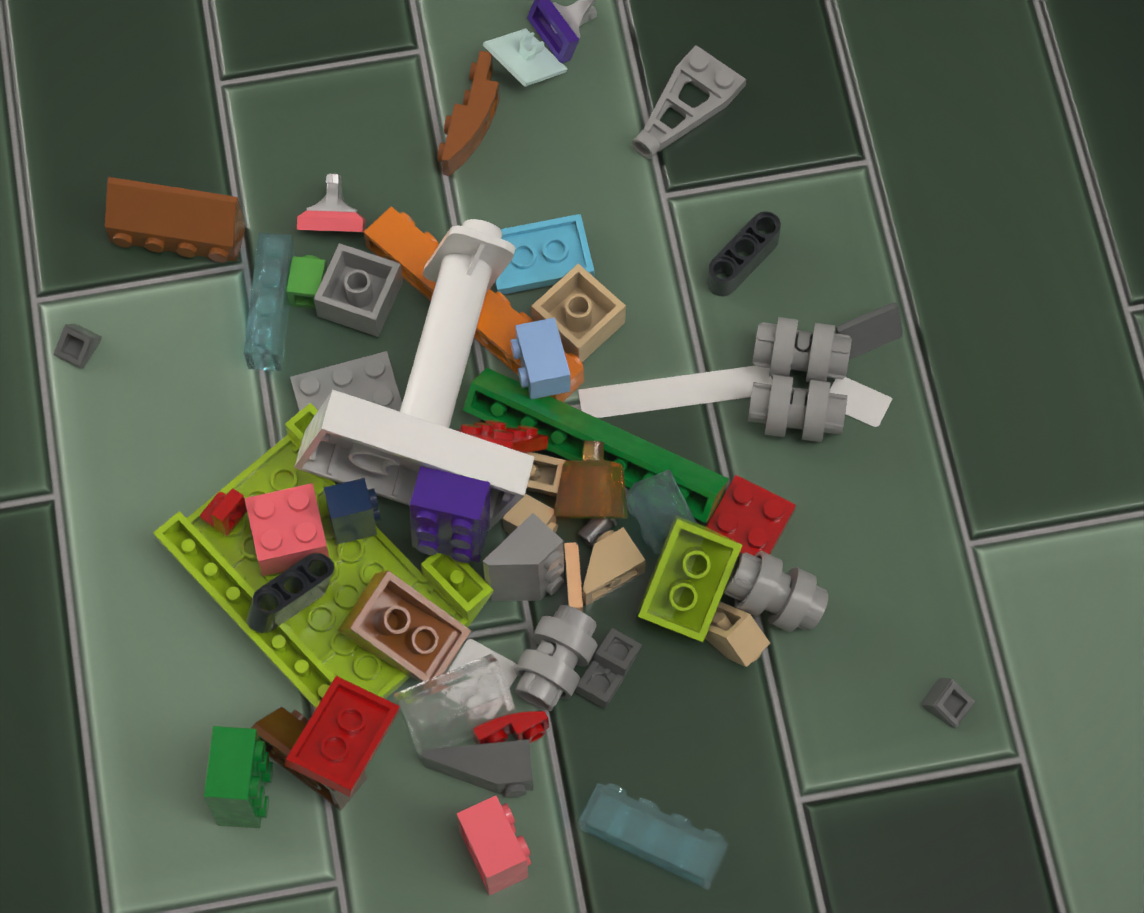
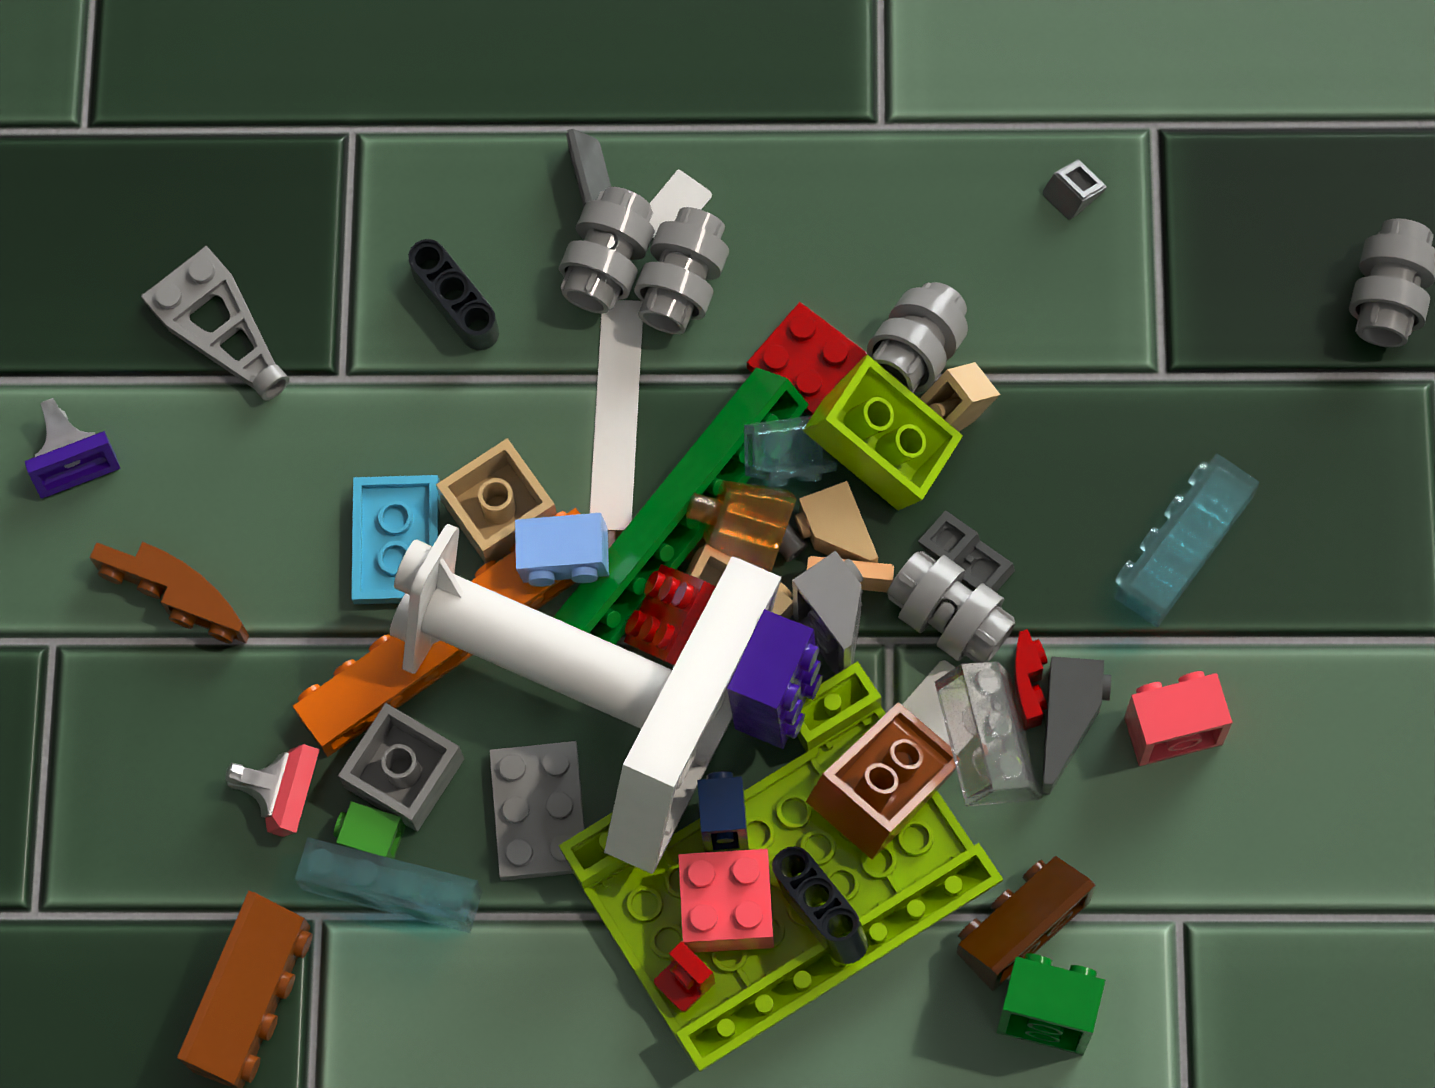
camera: 75 degrees left, 5 degrees up
(342, 736) = (1027, 863): red plate -> none
(525, 57) = (107, 506): light aqua piece -> none

